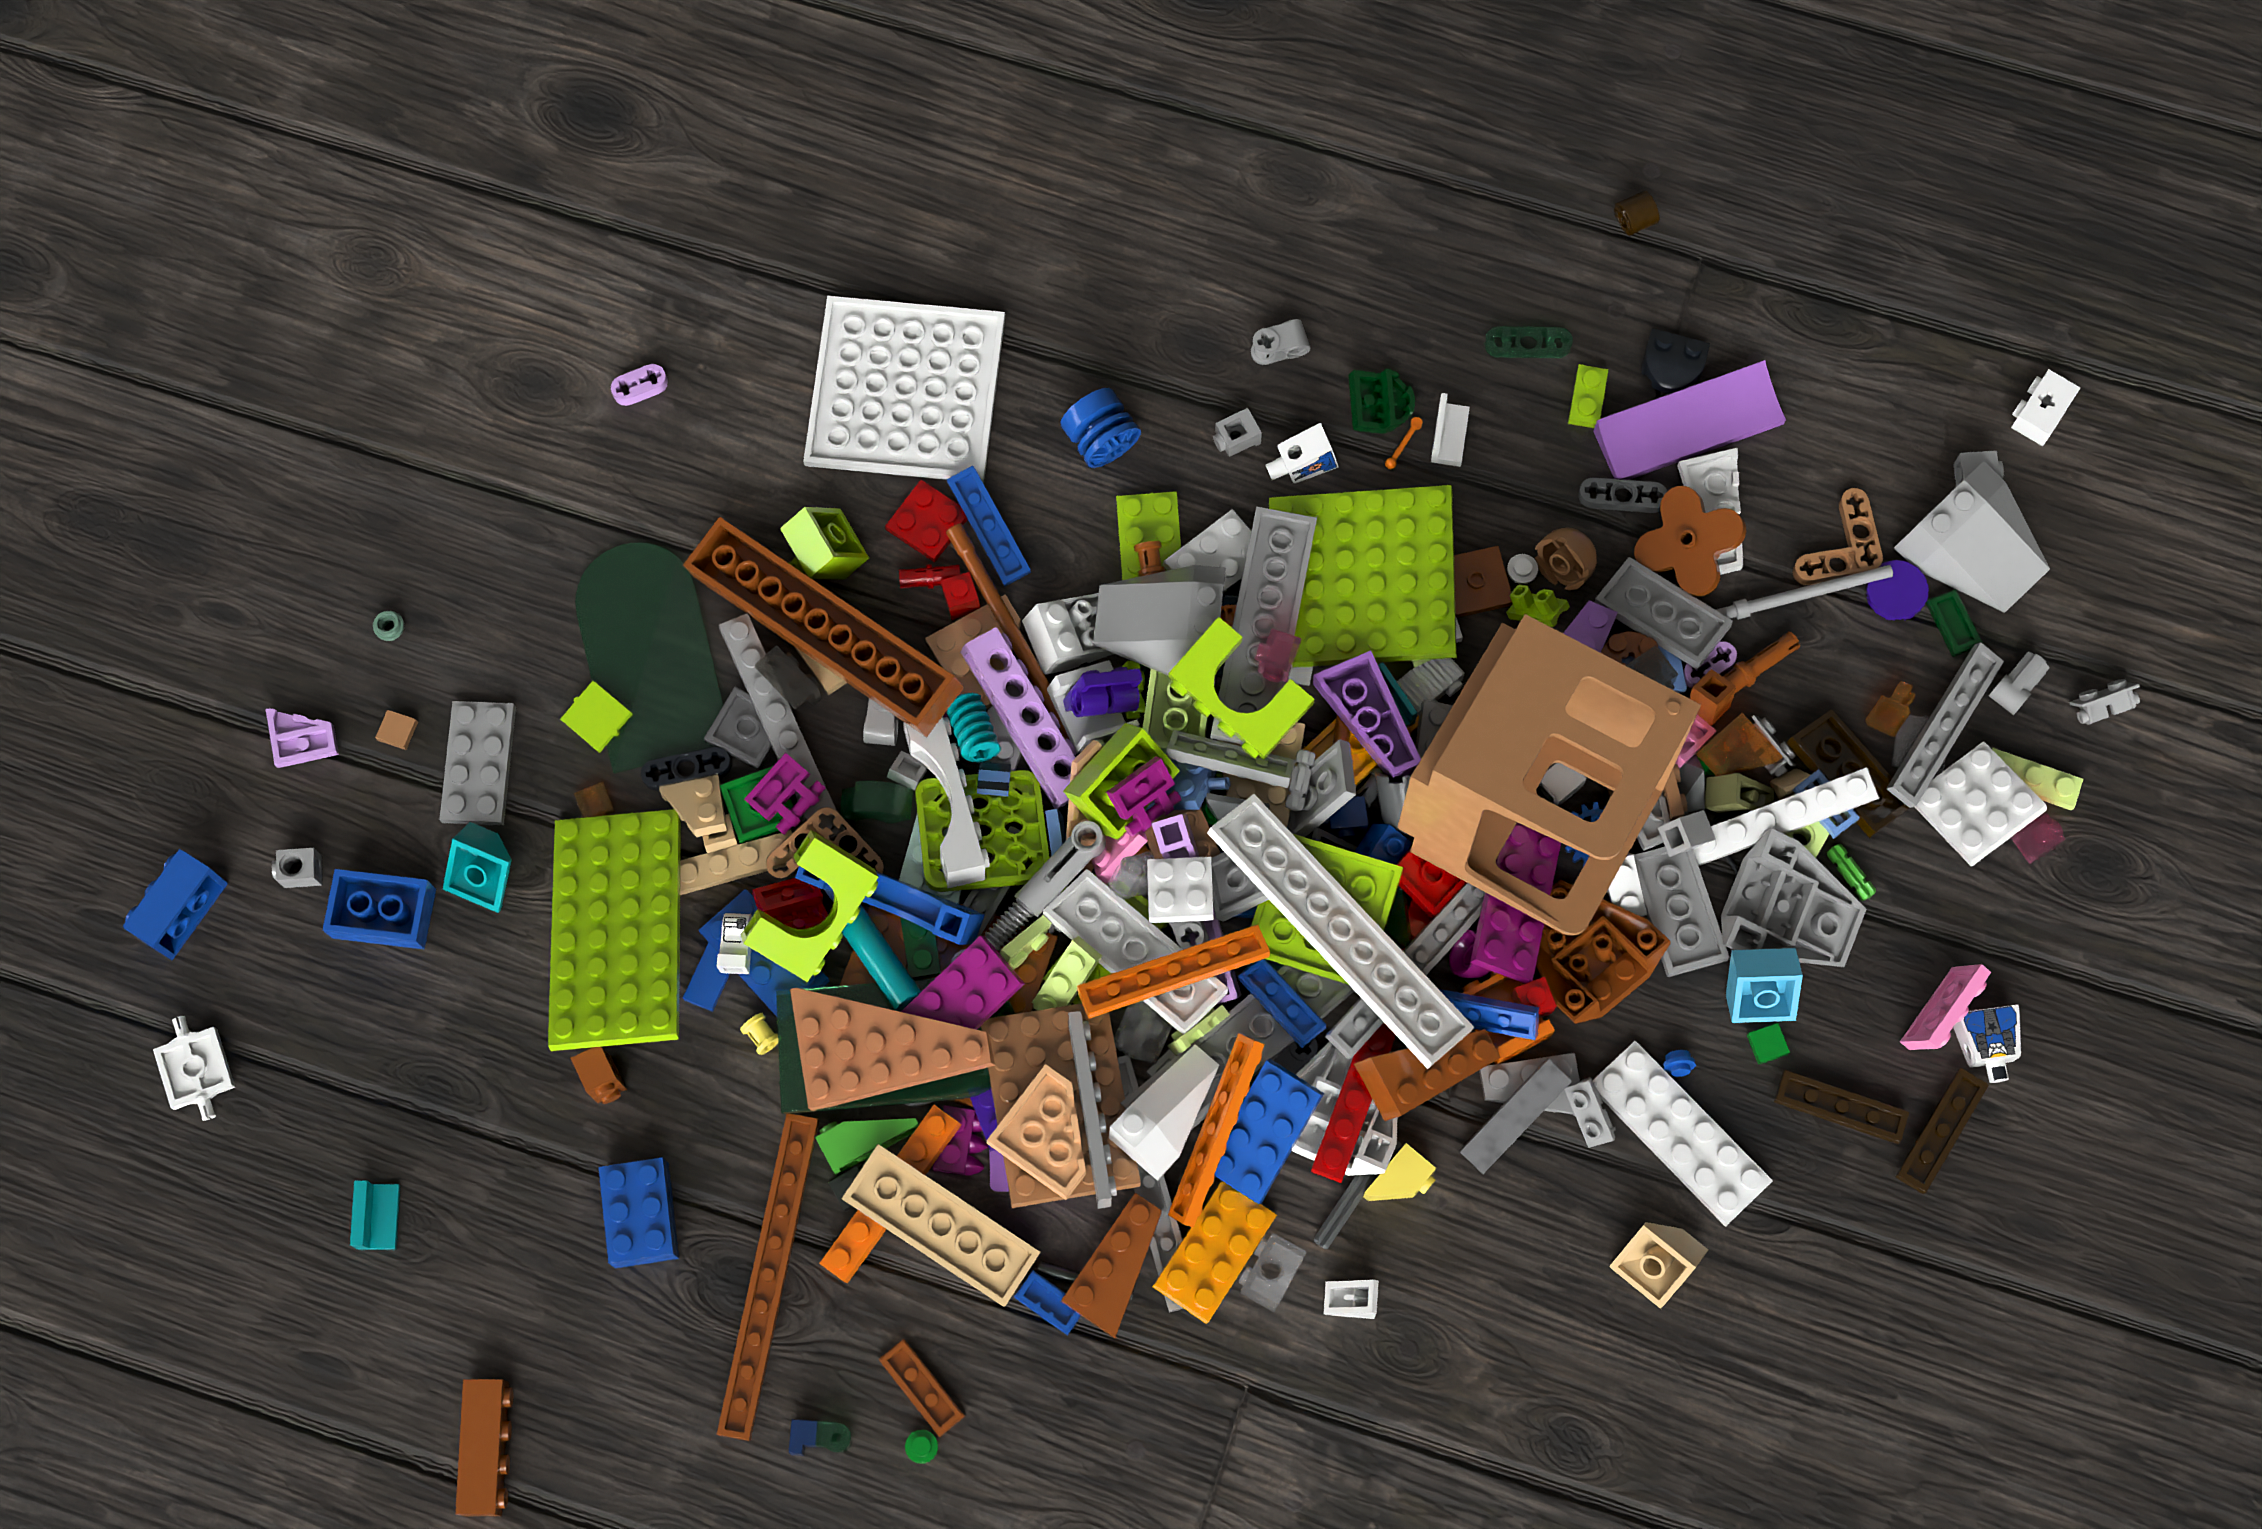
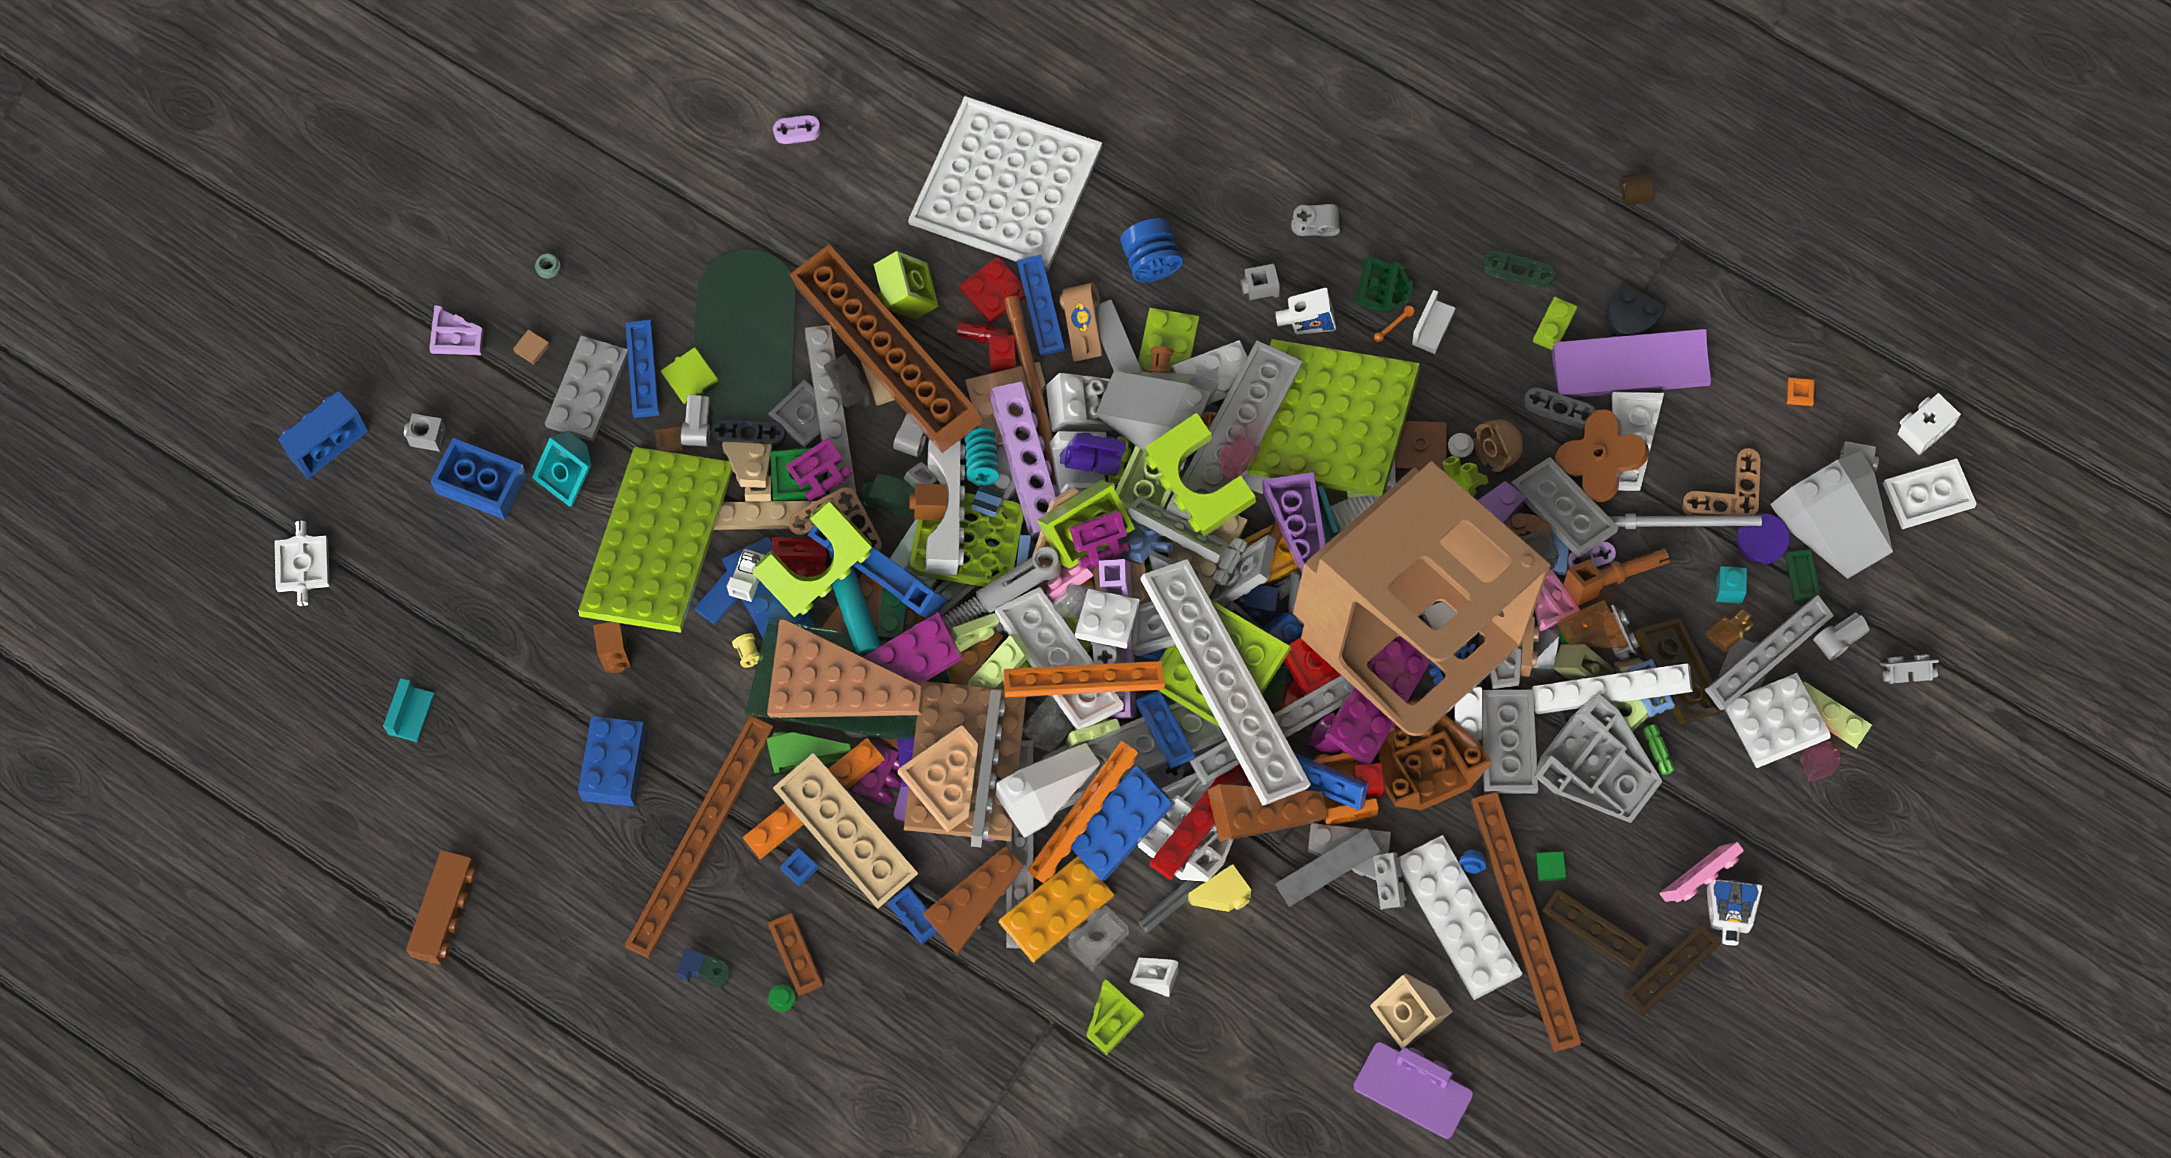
camera: 15 degrees right, 5 degrees down
(537, 722) = (642, 369): none -> blue plate
(622, 778) = (696, 428): none -> light grey piece
(897, 1282) = (799, 867): none -> blue plate
(927, 799) = (929, 501): none -> dark orange brick
(1042, 532) = (1082, 320): none -> medium nougat door
(1086, 544) = (1115, 339): none -> light grey tile
(1316, 1364) = (1112, 1018): none -> lime wing
(1686, 833) = (1529, 681): light grey brick -> none
(1689, 1353) = (1414, 1088): none -> medium lavender bracket
(1759, 1119) = (1525, 922): none -> dark orange plate
(1763, 985) = (1557, 816): medium azure brick -> none
(1878, 655) = (1731, 584): none -> teal brick
(1888, 405) = (1800, 391): none -> orange tile
(2069, 489) = (1929, 493): none -> white plate

